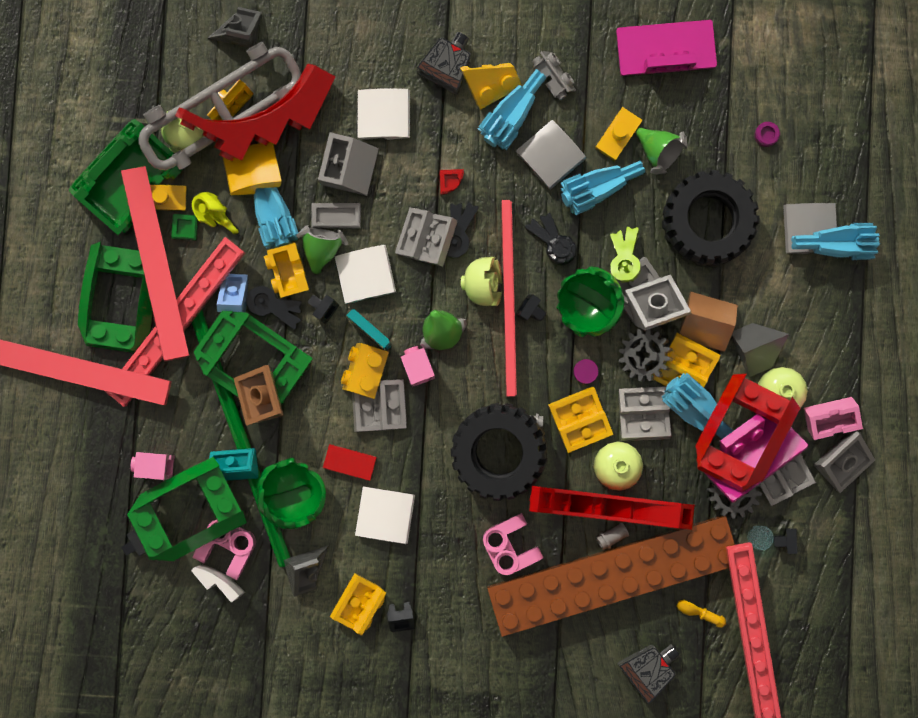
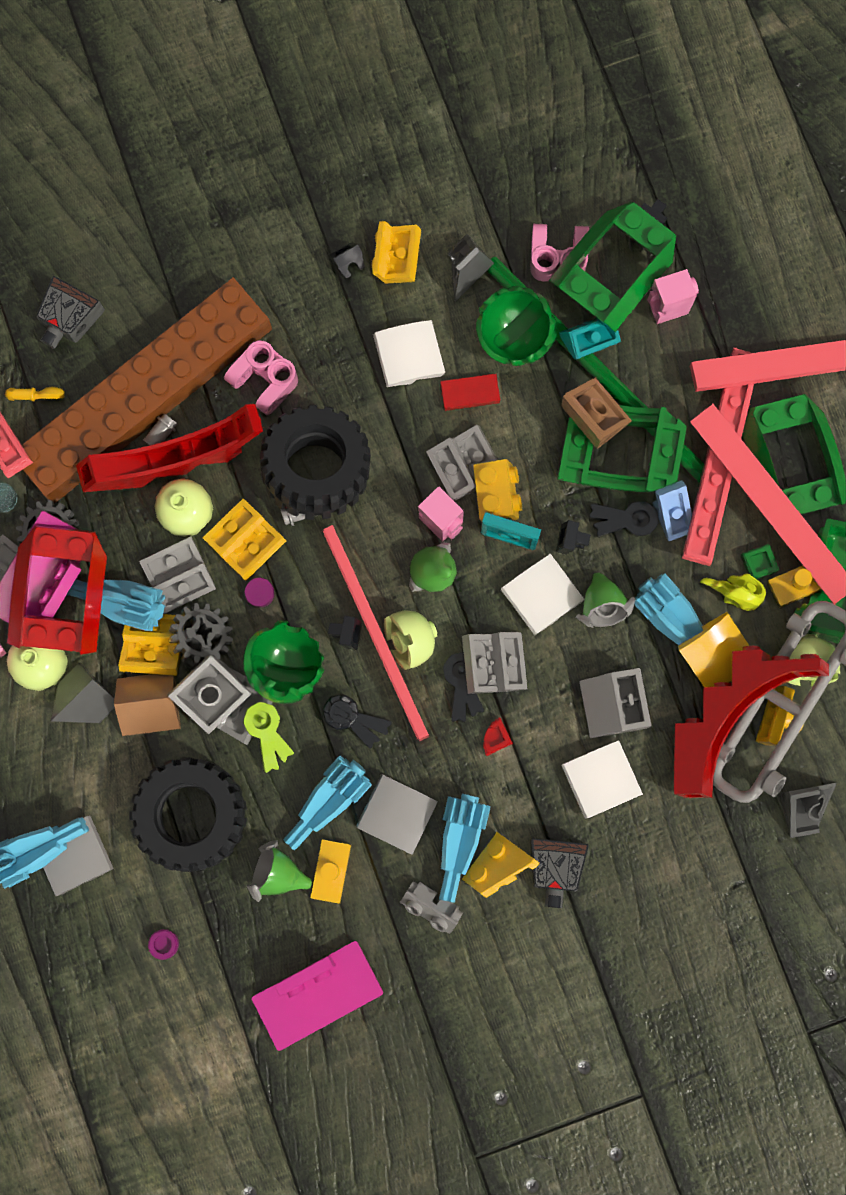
camera: 165 degrees right, 5 degrees down
(211, 577) = (558, 214): white slope -> none
(287, 270) = (626, 560): yellow cylinder -> none
(336, 215) = (603, 645): light grey tile -> none

